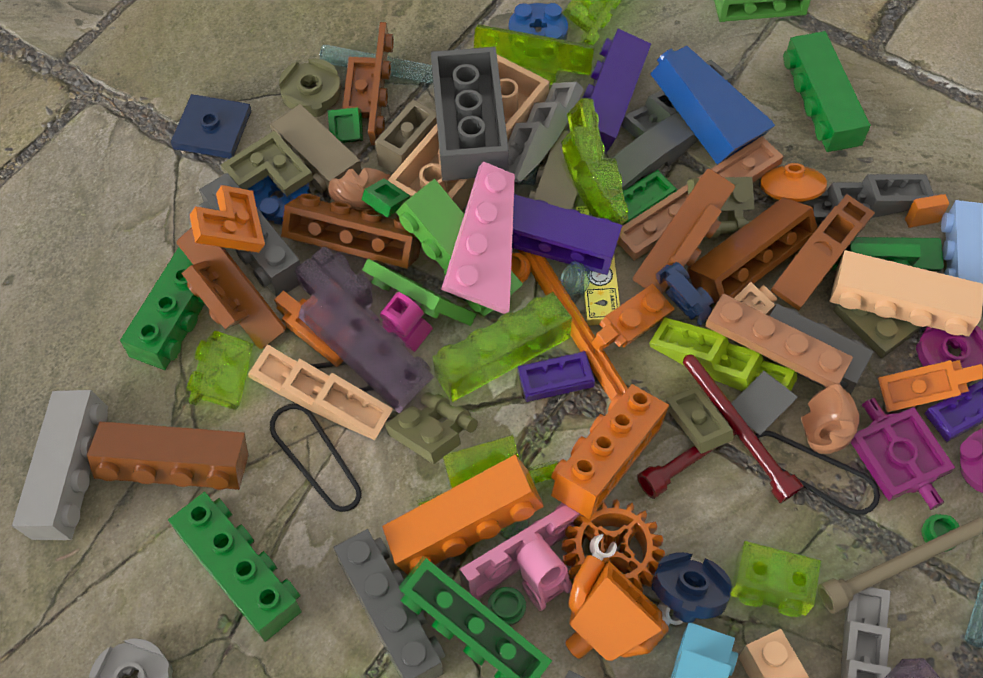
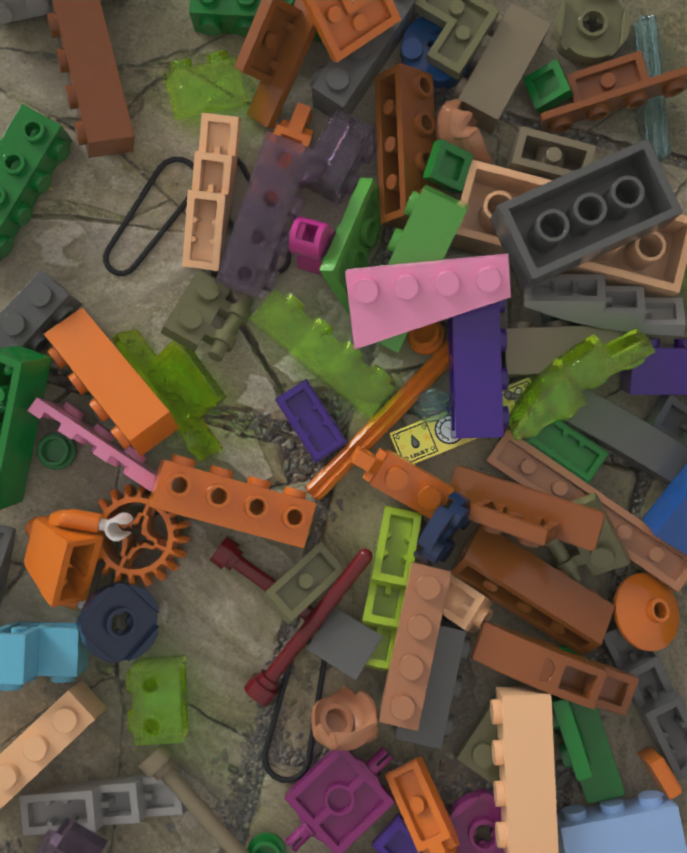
camera: 70 degrees right, 25 degrees up
(542, 573) = (84, 477): bright pink piece -> none

